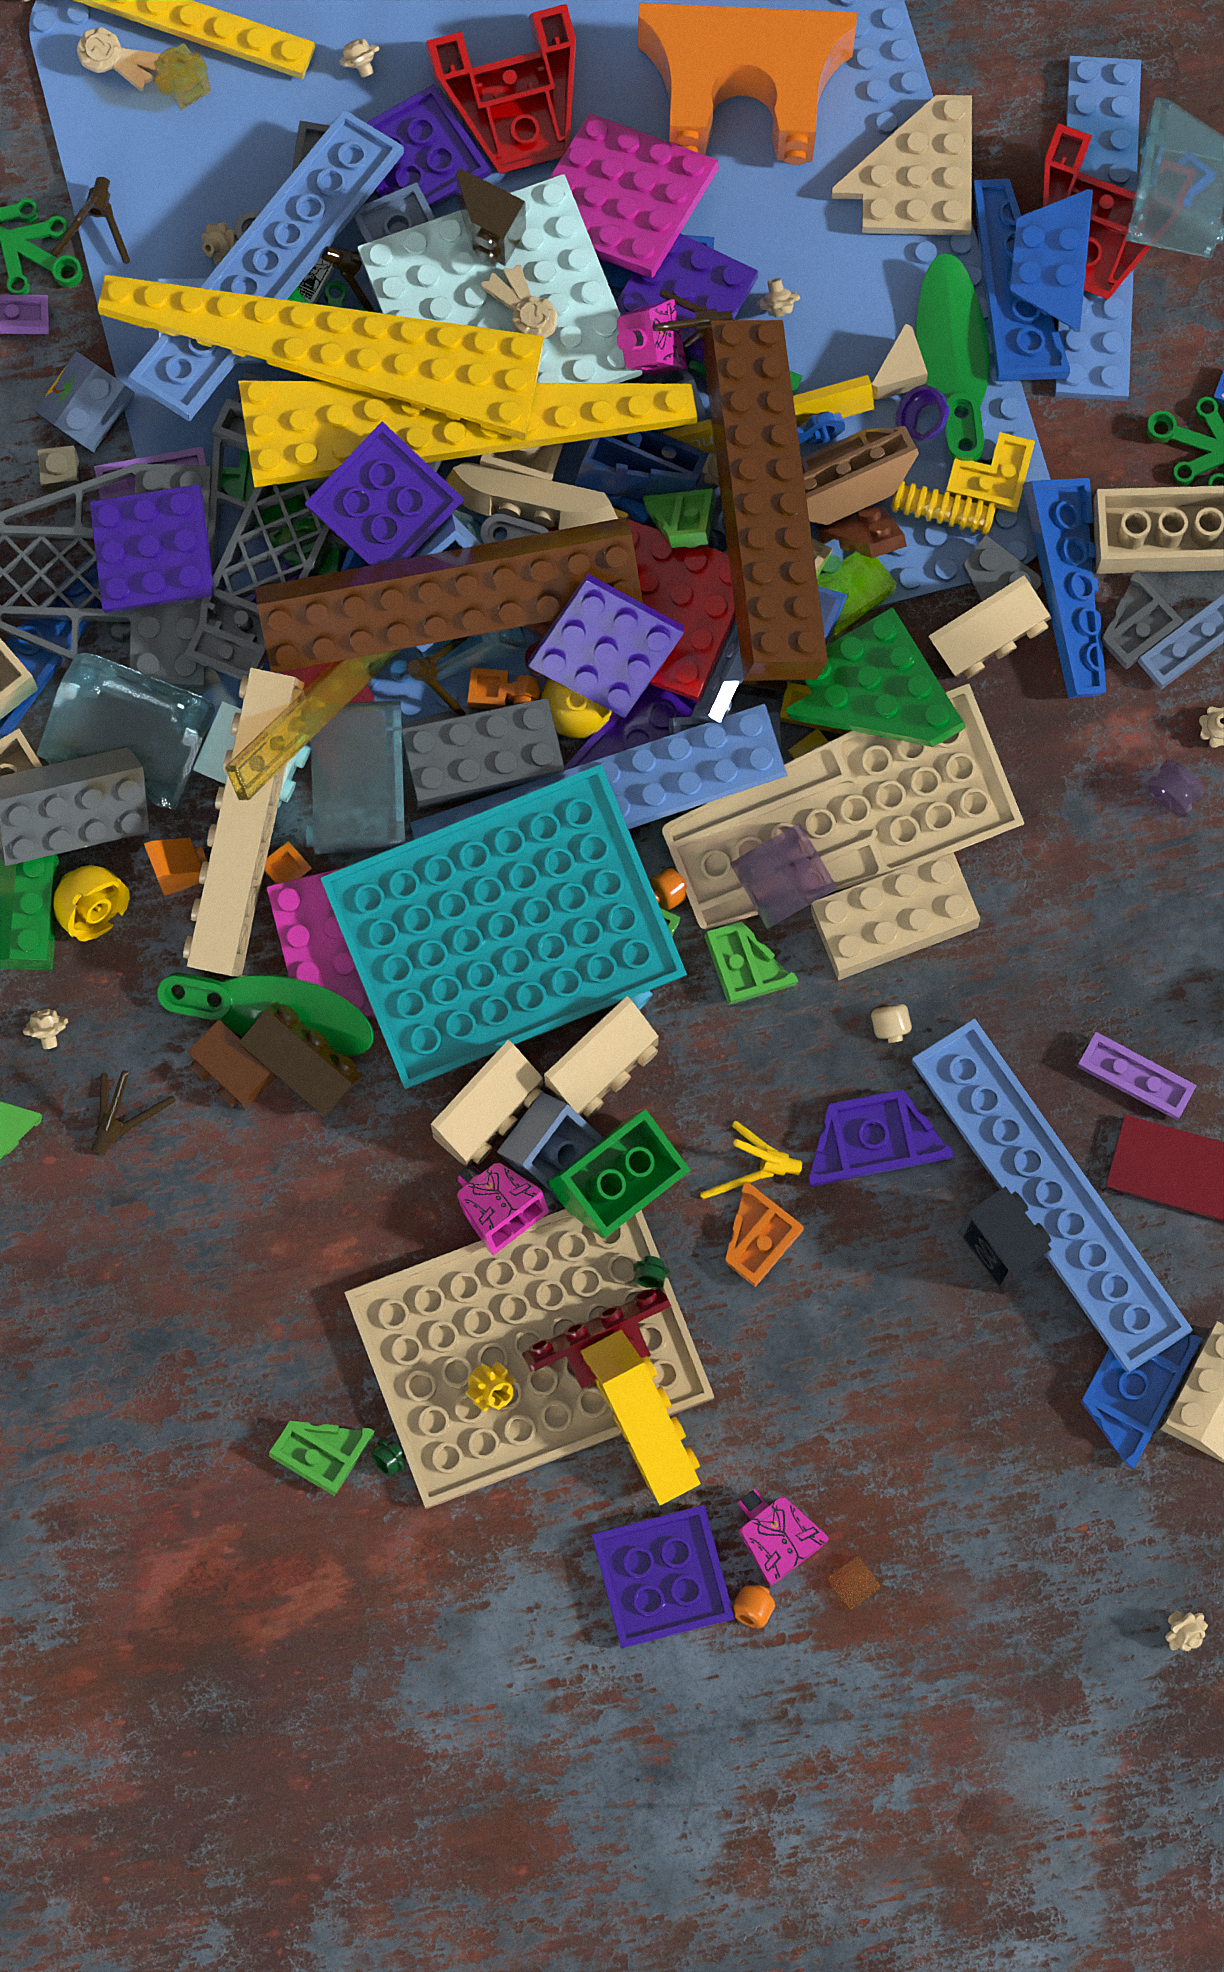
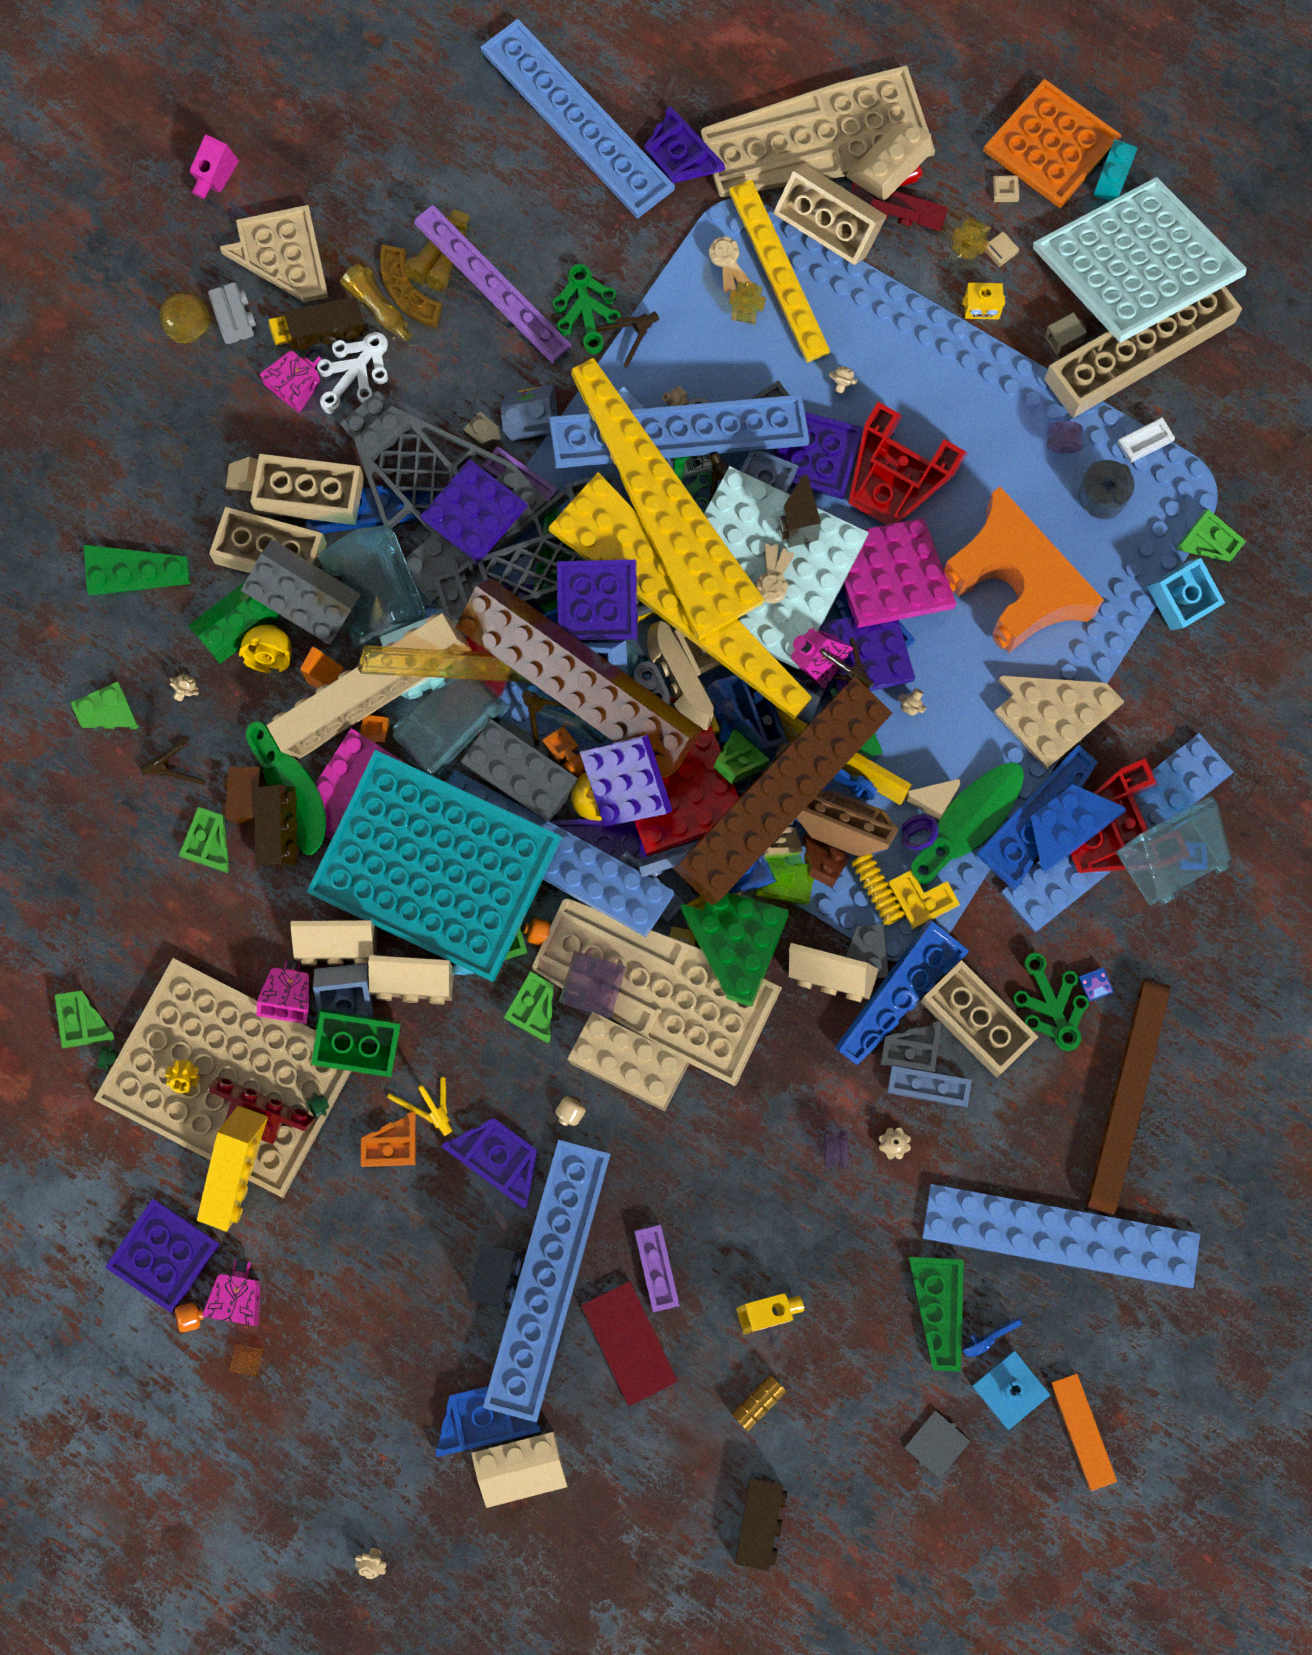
camera: 50 degrees right, 0 degrees up
(245, 1149) = (207, 841): none -> bright green wing

